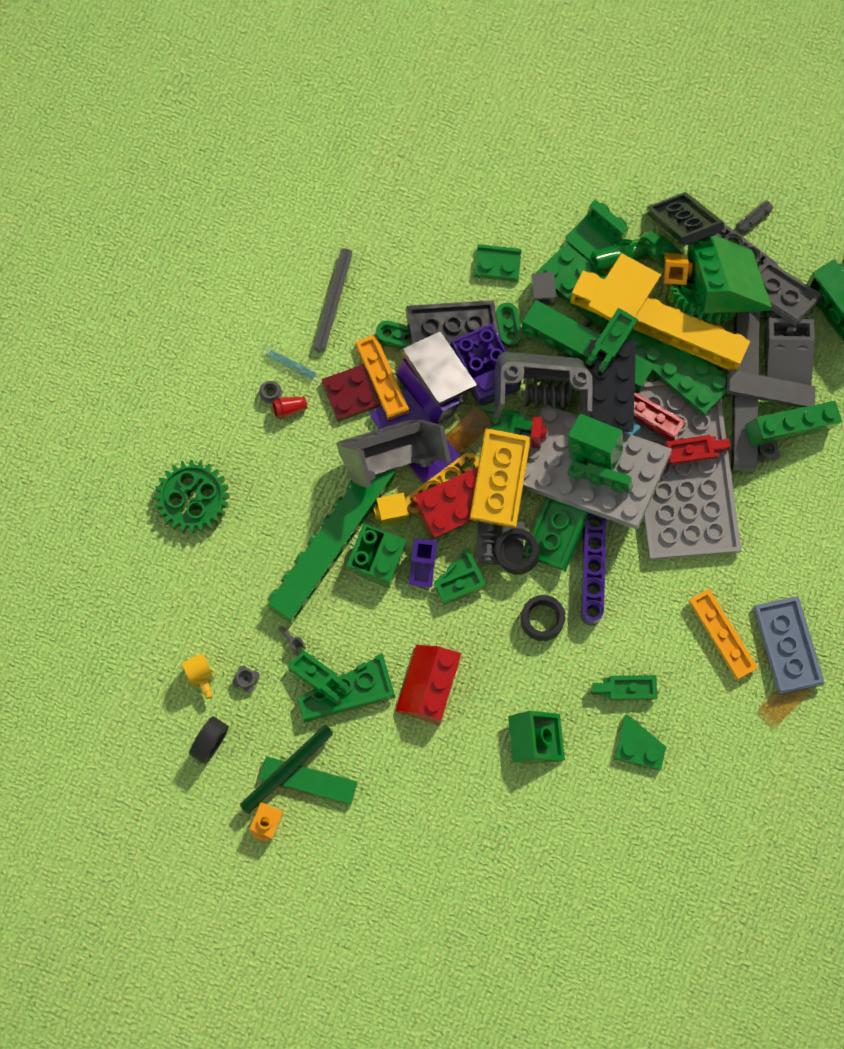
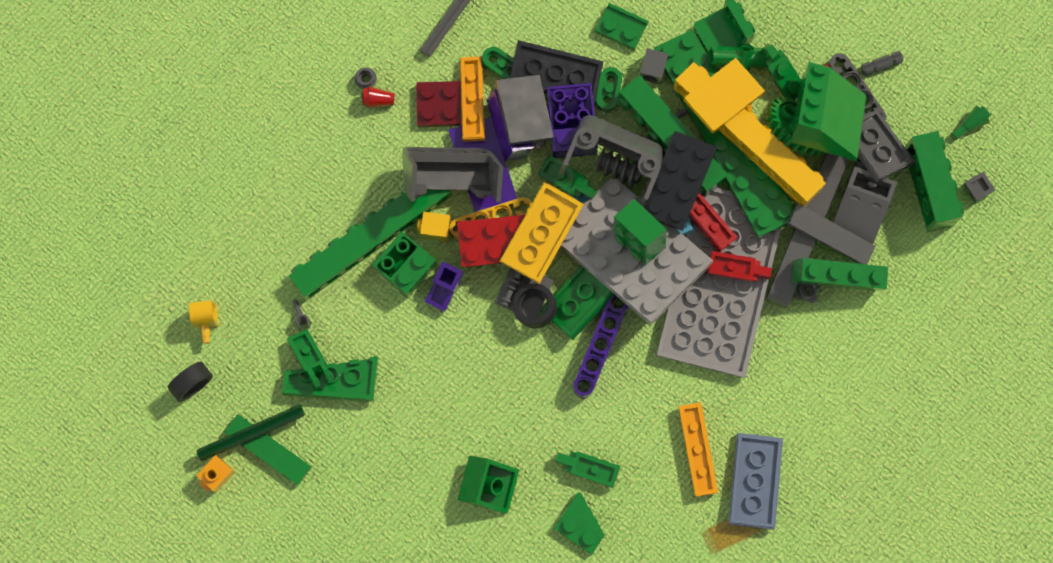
camera: 25 degrees right, 5 degrees up
(210, 505) = (271, 166): green gear -> none
(244, 672) = (246, 330): dark grey plate -> none
(291, 361) = (384, 48): piece -> none
(428, 683) = (409, 399): red slope -> none
(460, 579) = (473, 313): green wing -> none
(468, 429) = (533, 176): clear orange tile -> none
(538, 432) = (593, 202): red plate -> none
(542, 600) = (534, 358): black tyre -> none
(601, 476) = (633, 263): green hinge -> none
(613, 338) = (694, 137): green hinge -> none
(676, 268) = (784, 89): light orange brick -> none
(685, 218) = (811, 44): black plate -> none

